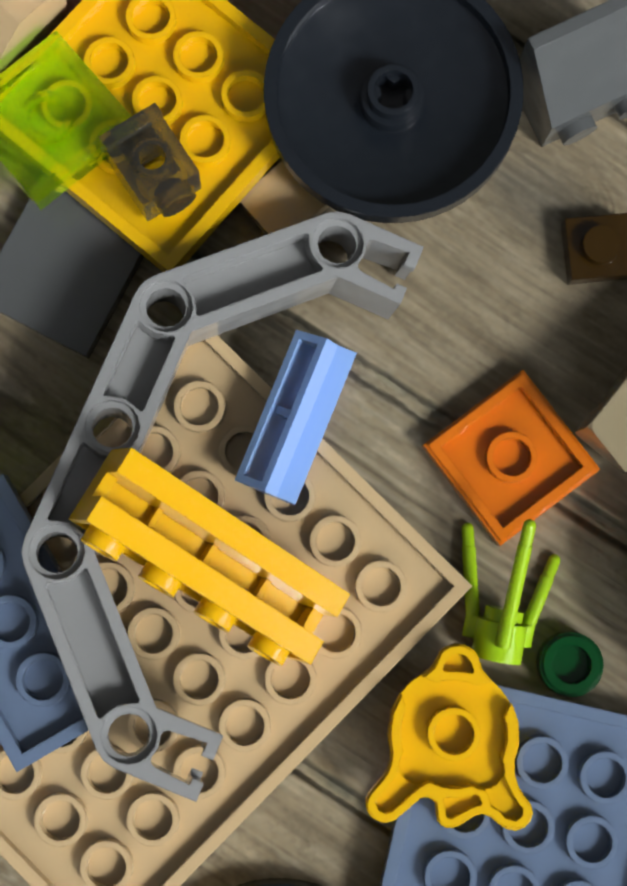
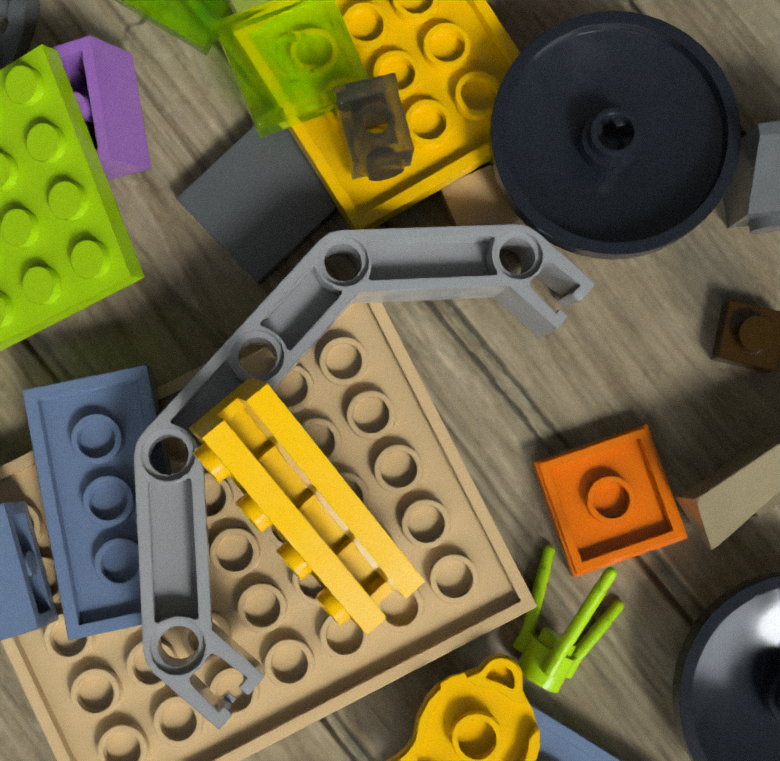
camera: 20 degrees right, 0 degrees up
(295, 416) = (428, 400): light blue piece -> none
(569, 663) = (602, 705): dark green tile -> none

